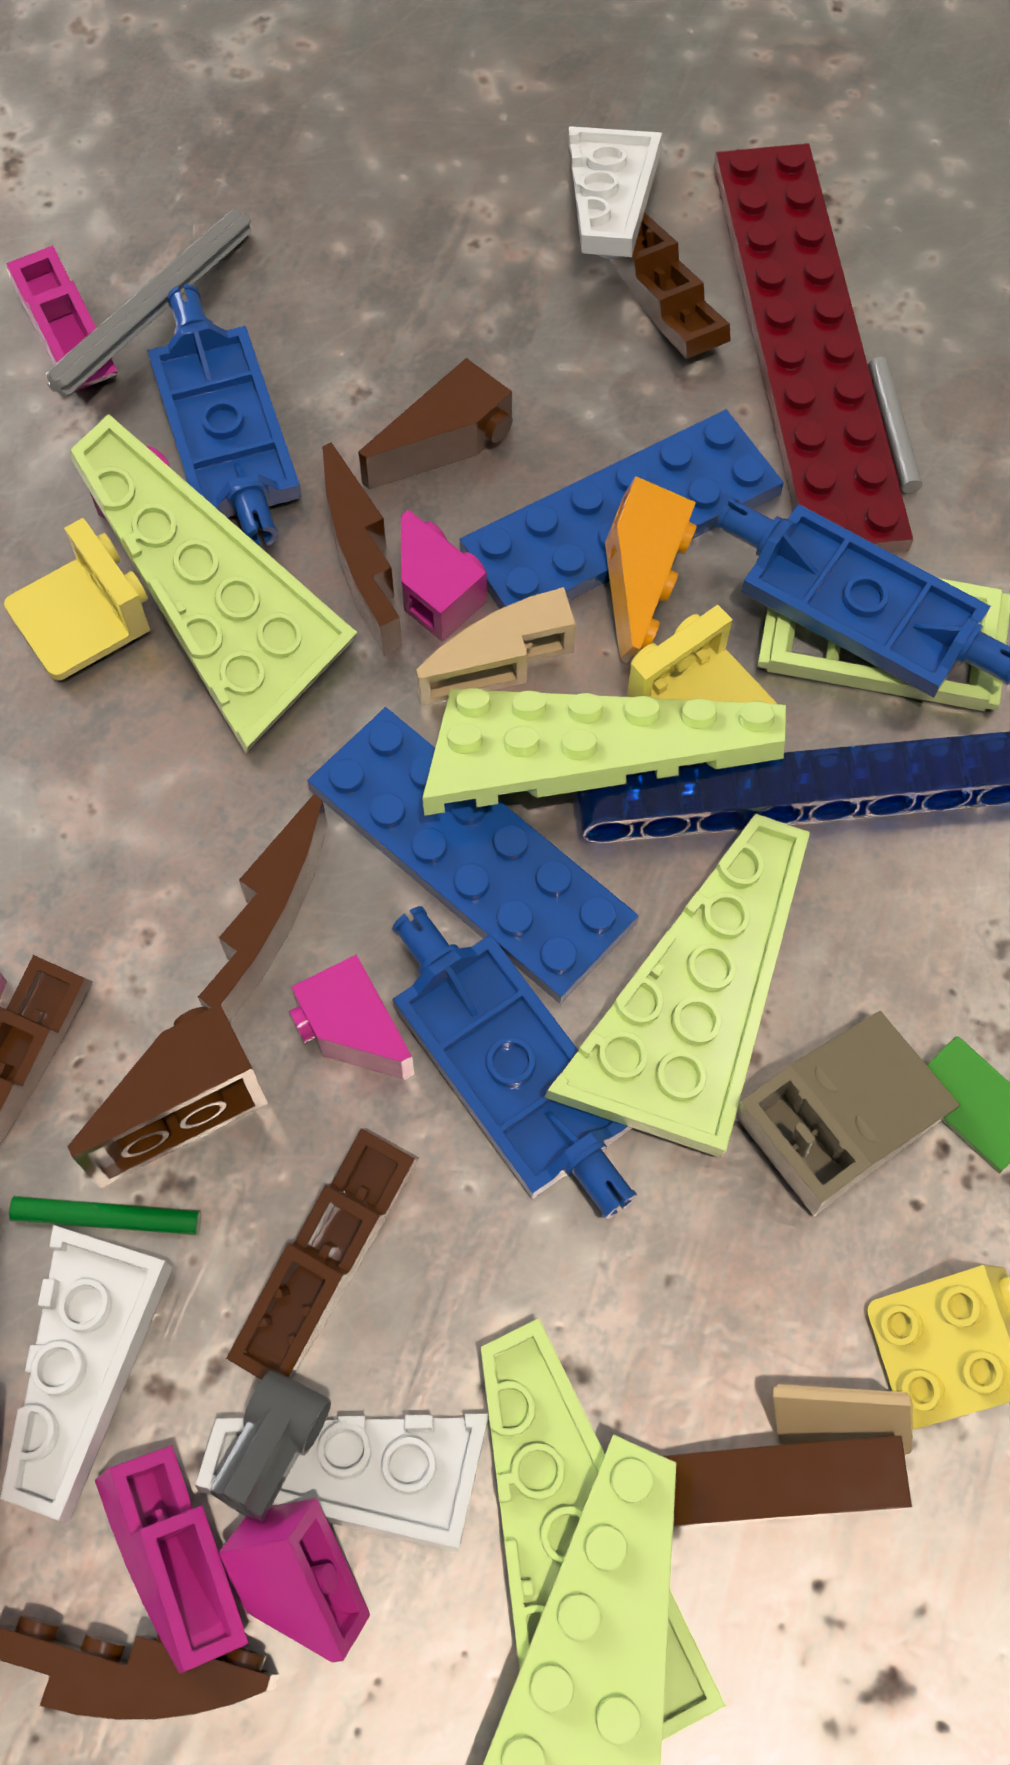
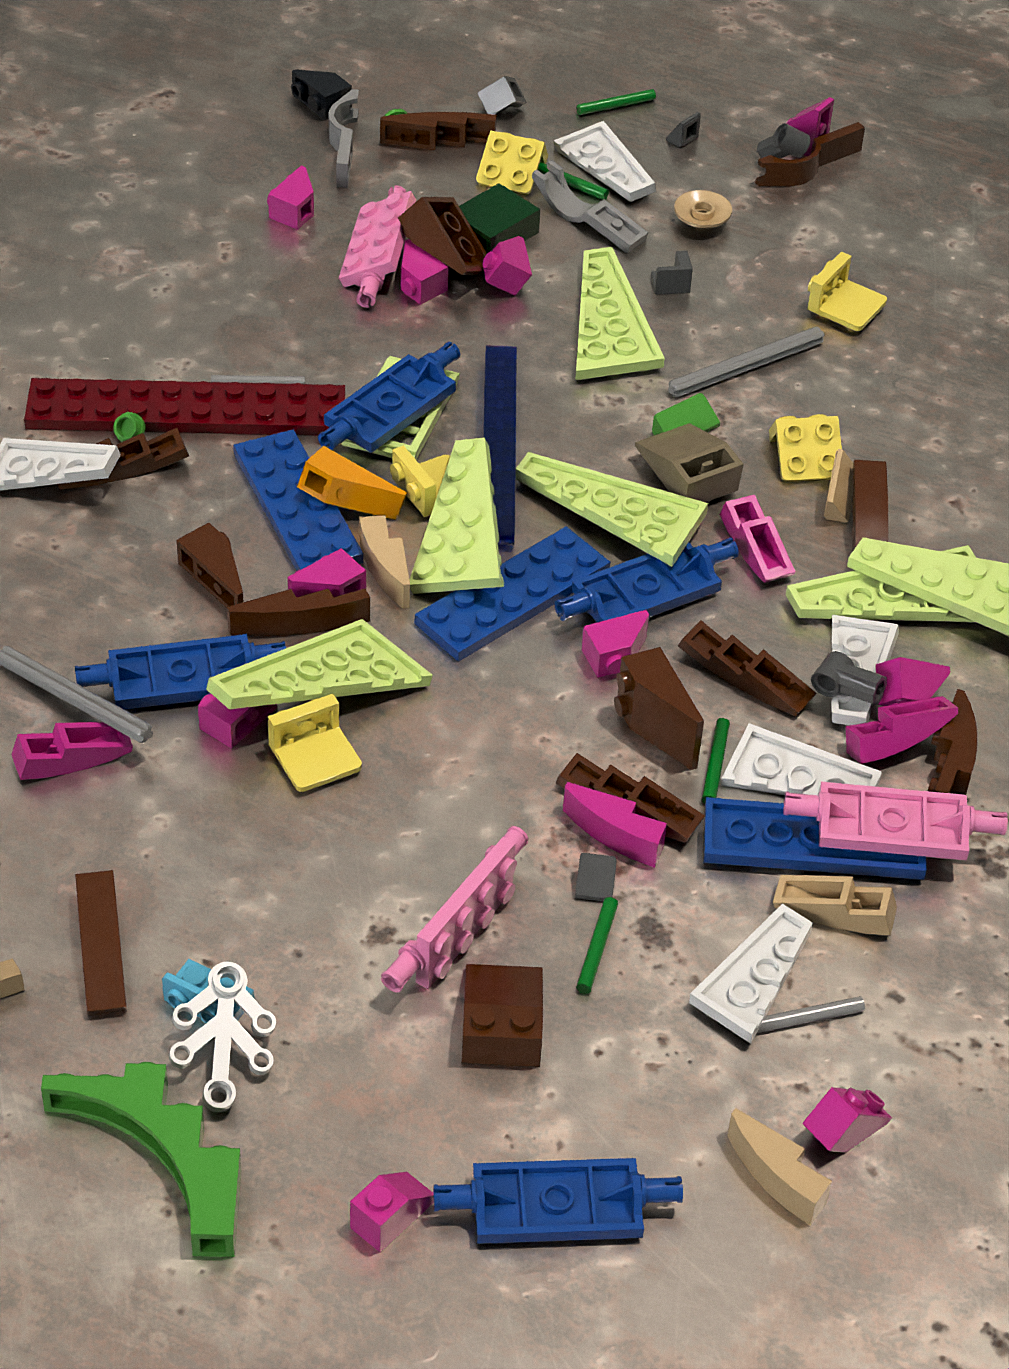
camera: 85 degrees left, 20 degrees down
(274, 895) = (535, 668): reddish brown slope -> none
(664, 1258) = (756, 538): none -> dark pink slope
(728, 274) = (128, 426): none -> bright green plate

